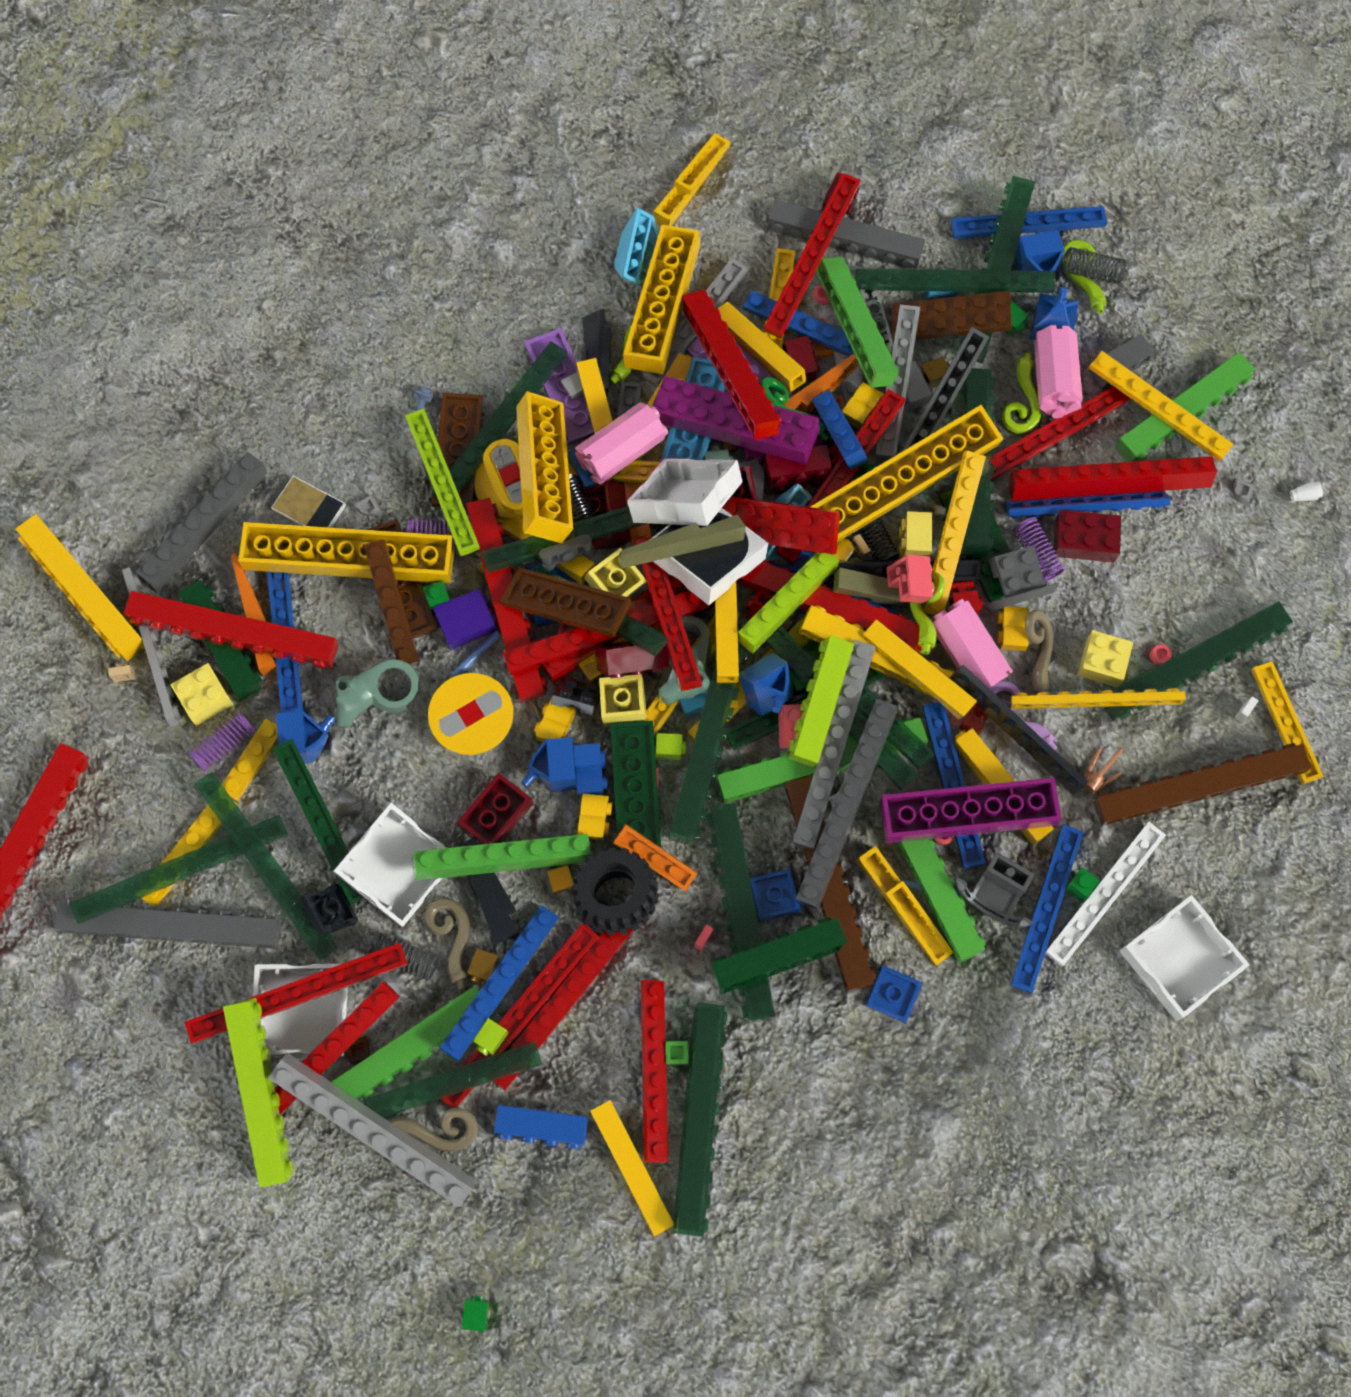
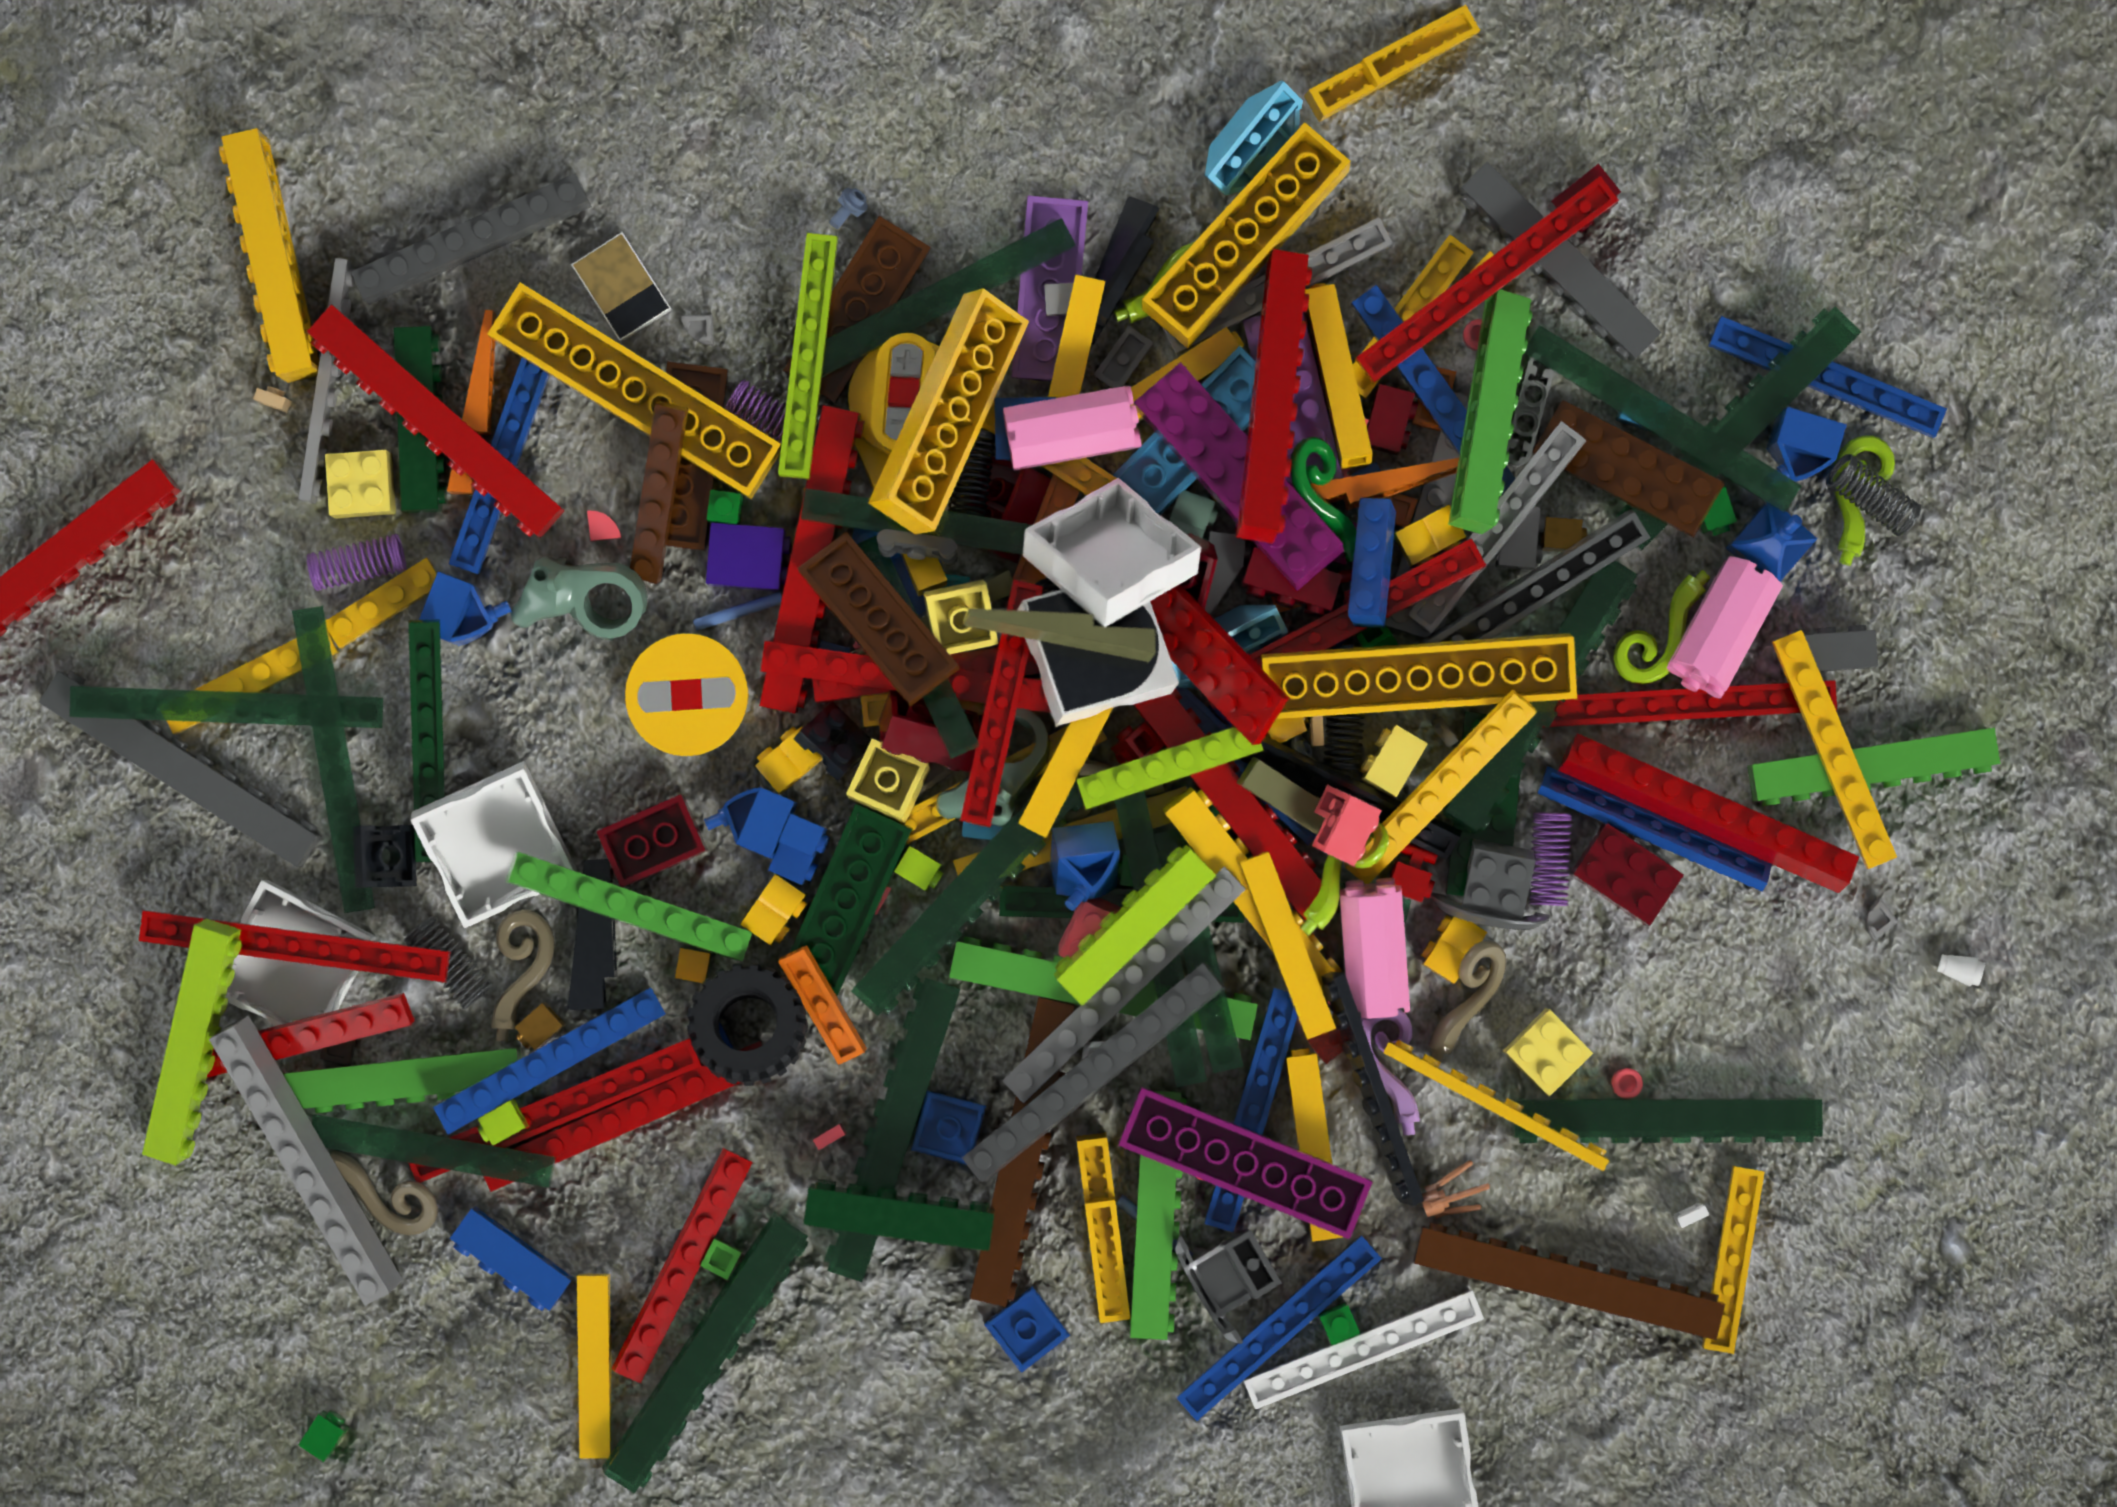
camera: 30 degrees right, 15 degrees up
(367, 647) = (602, 527): none -> coral tile

